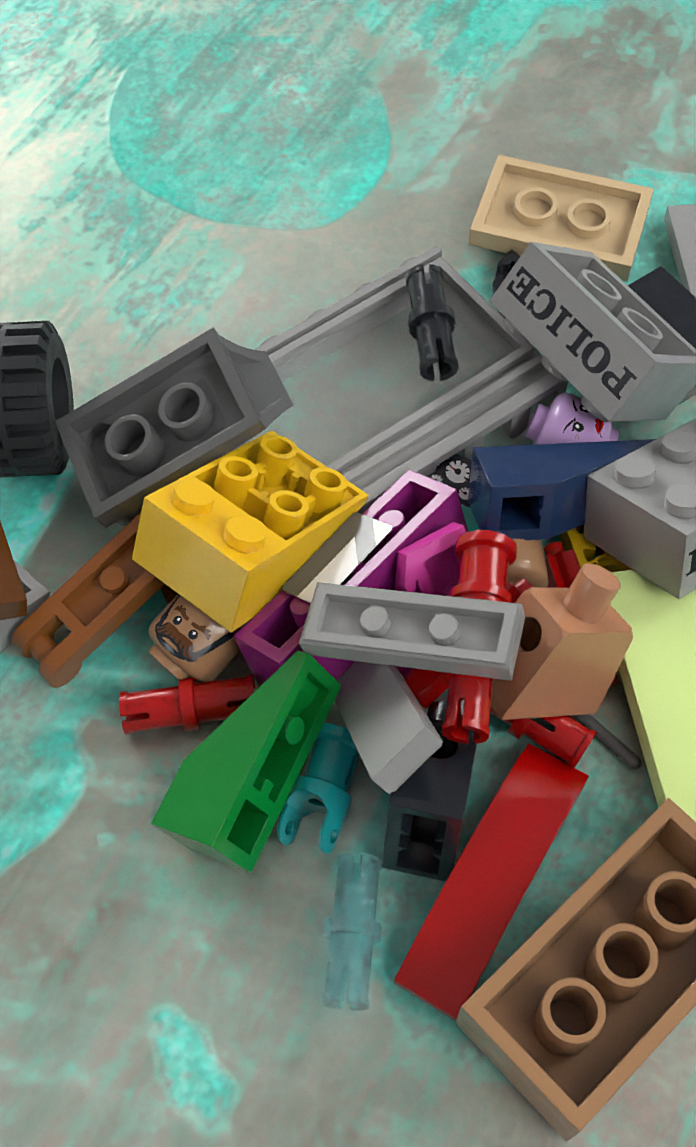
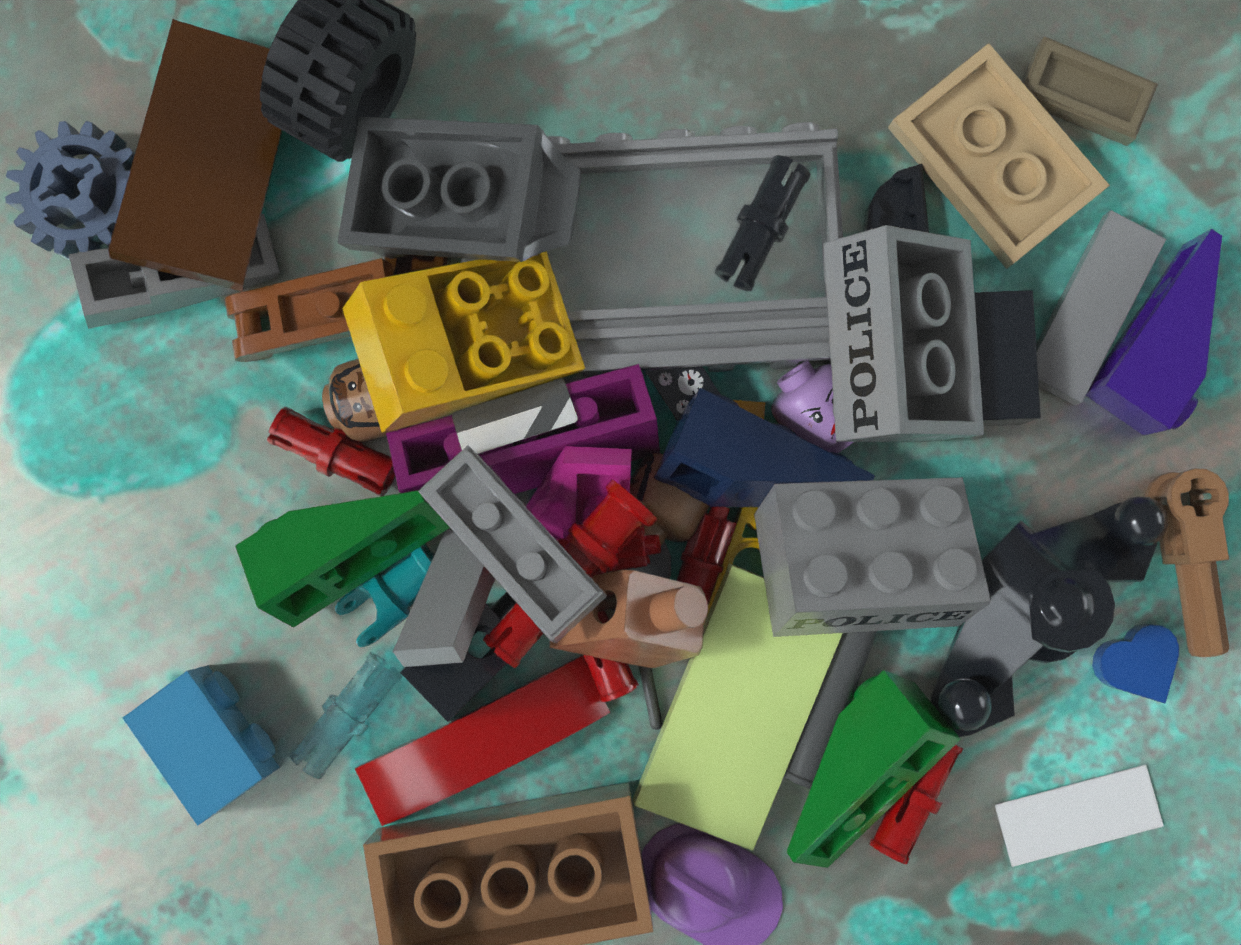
camera: 30 degrees right, 25 degrees up
(230, 1040) = (202, 741): none -> dark azure brick
(597, 152) = (1088, 91): none -> dark tan tile

